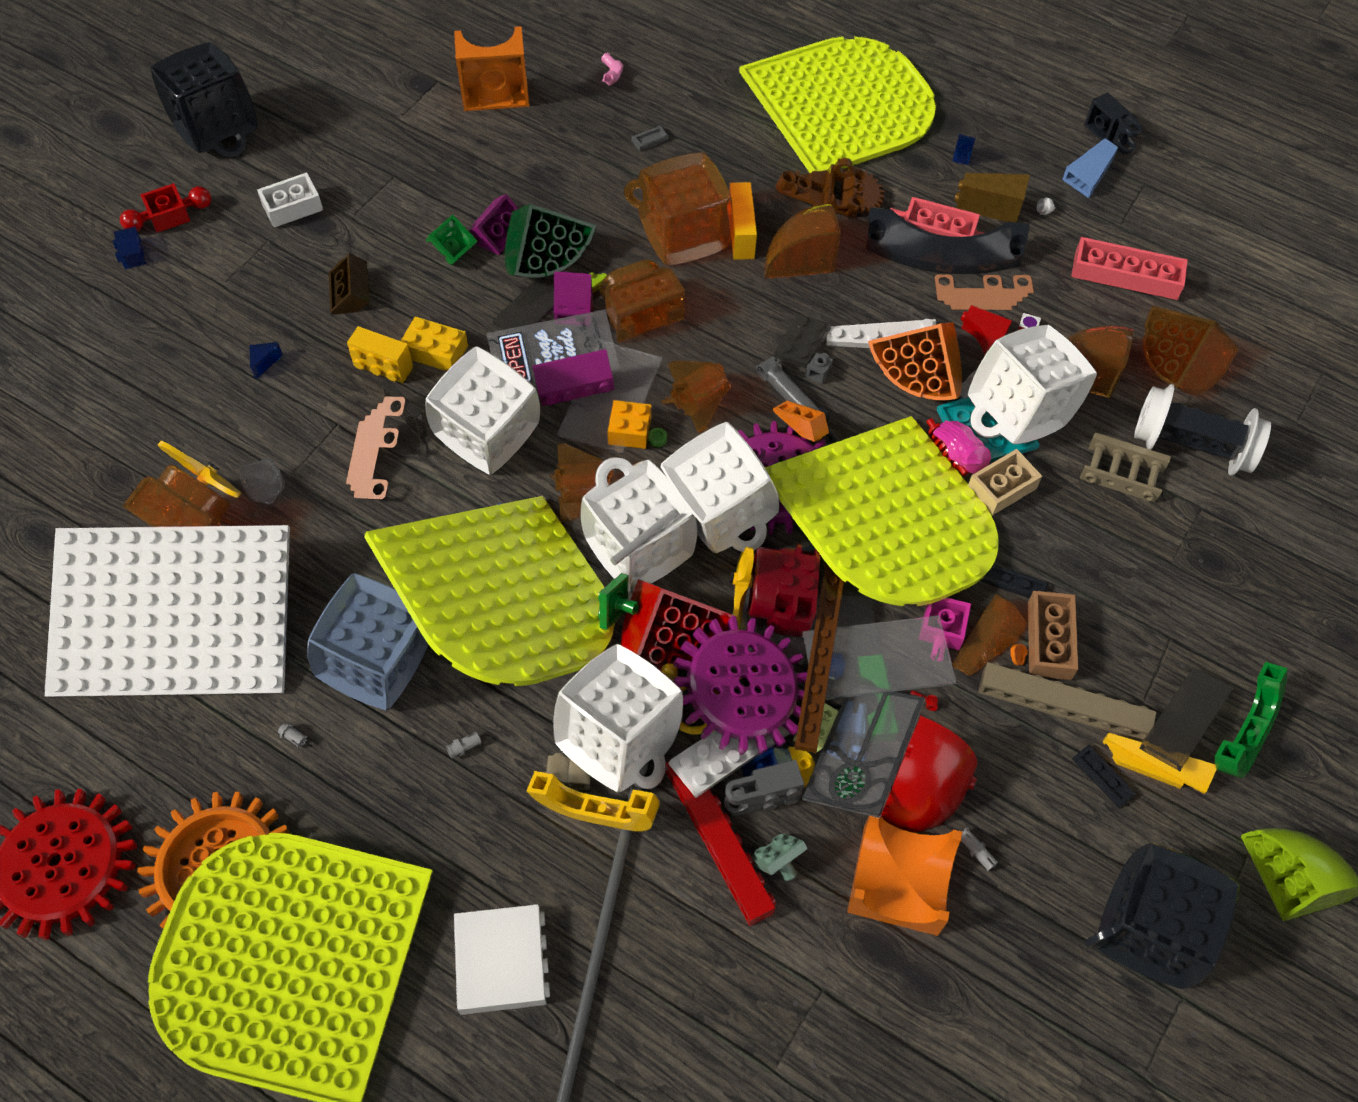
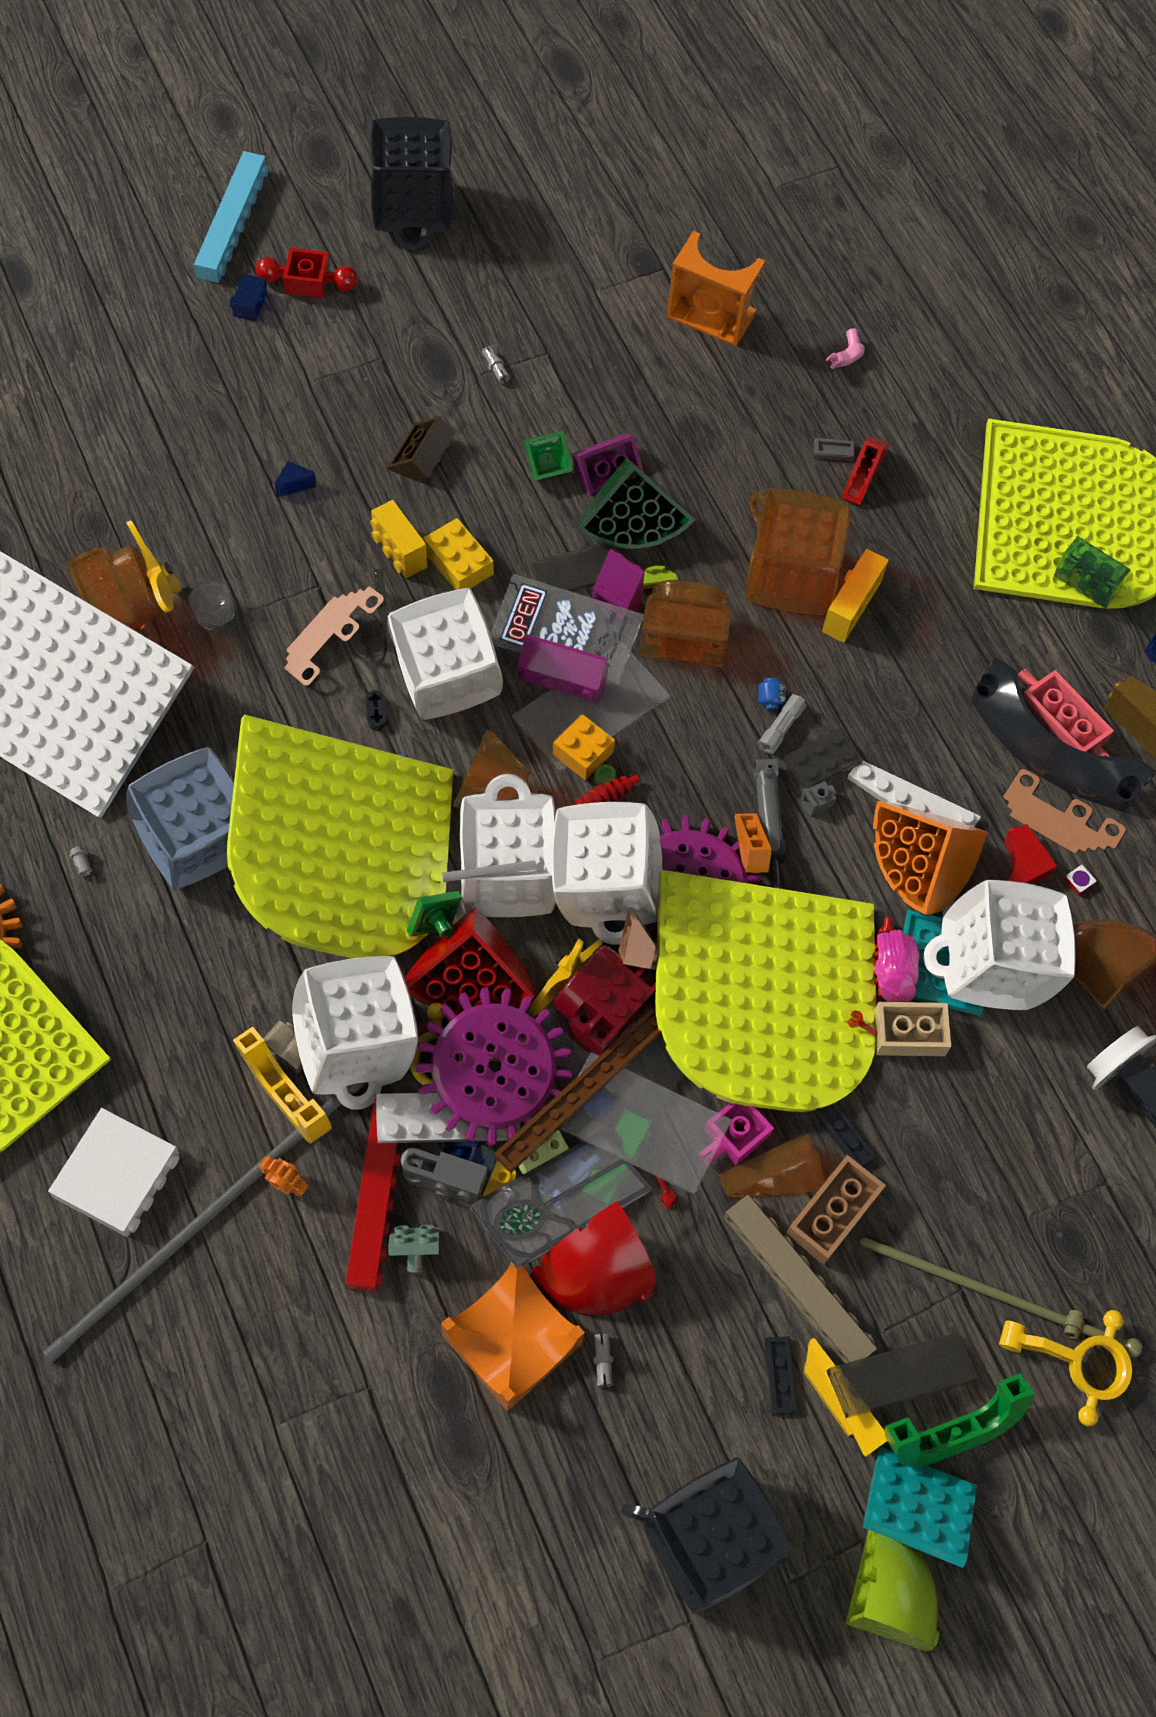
camera: 30 degrees right, 5 degrees up
(73, 199) = (231, 217): none -> medium azure brick
(290, 199) = (426, 327): white brick -> none
(362, 201) = (496, 364): none -> light grey pin
(447, 489) = (371, 710): none -> black beam
(458, 747) = (214, 962): light grey pin -> none
(641, 870) = (283, 1176): none -> orange gear
(670, 444) = (609, 791): none -> red piece
(683, 131) = (866, 466): none -> red arch
(697, 389) = (673, 751): clear orange brick -> none
(733, 316) = (772, 693): none -> blue head
(755, 319) = (774, 735): none -> light grey axle
(780, 529) = (637, 943): none -> nougat slope
(805, 244) = (898, 657): clear orange brick -> none
(857, 189) = (969, 599): reddish brown connector -> none
(887, 123) = (1091, 572): none -> clear green brick
(966, 497) = (859, 1017): none -> red hand
(1018, 654) = (790, 1206): orange piece -> none
(1131, 453) = (1062, 1070): dark tan fence -> none
(1234, 646) = (1015, 1338): none -> yellow piece
(1257, 612) = (1072, 1323): none -> olive bar
(1274, 800) = (921, 1508): none -> teal plate

